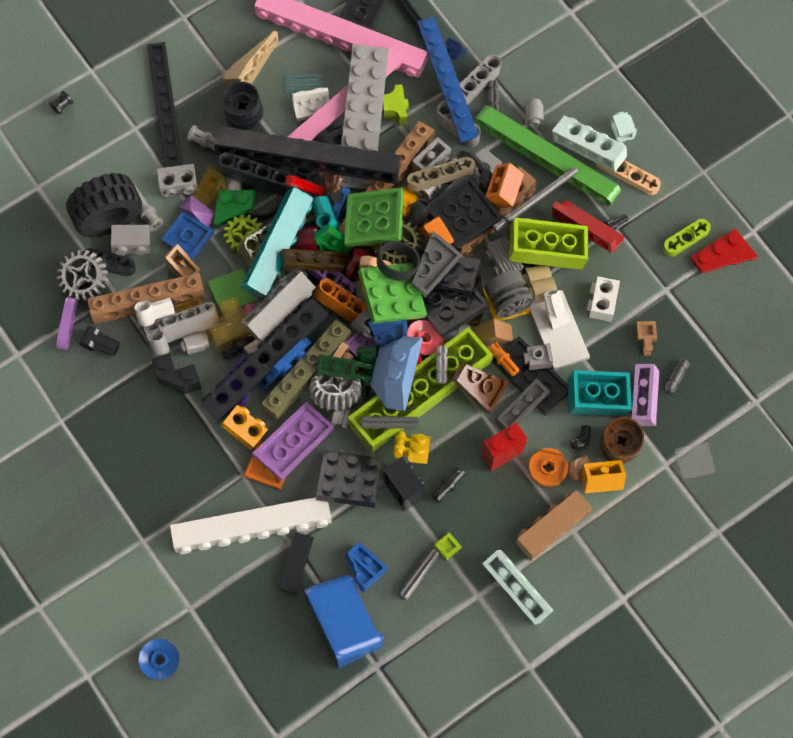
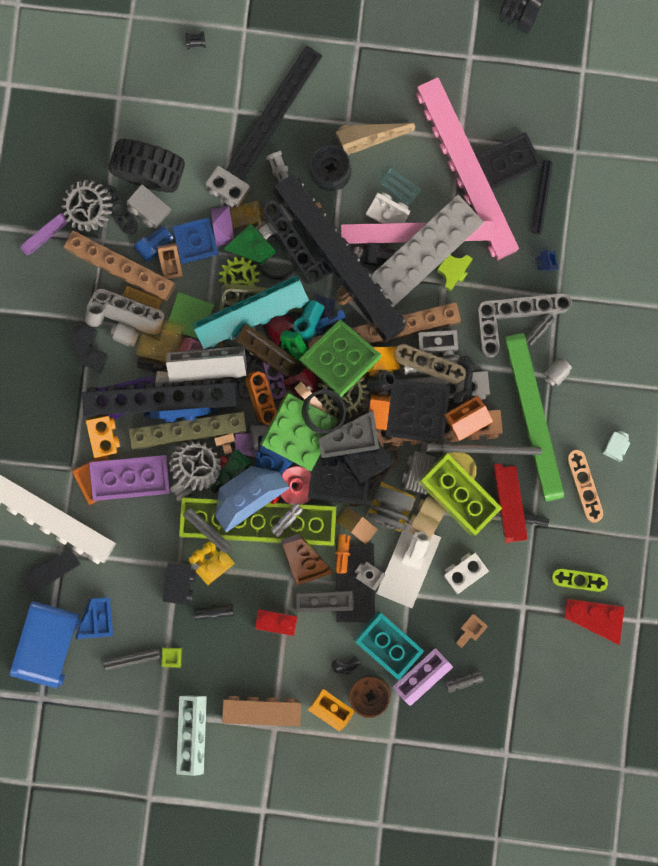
camera: 45 degrees right, 15 degrees up
(95, 340) = (54, 267): black piece -> none
(148, 214) = (182, 193): light grey pin -> none
(149, 312) = (108, 282): white piece -> none
(156, 267) = (148, 245): none -> blue piece
(305, 185) = (314, 283): red axle -> none
(341, 367) = (211, 456): dark green hinge -> none
(349, 479) = (143, 544): black plate -> none
(447, 79) = (511, 285): blue plate -> none
(539, 474) = (297, 676): orange plate -> none
(575, 467) = (321, 682): medium nougat arm -> none
(600, 150) = (577, 467): light aqua brick -> none
(695, 461) = (415, 758): clear piece -> none

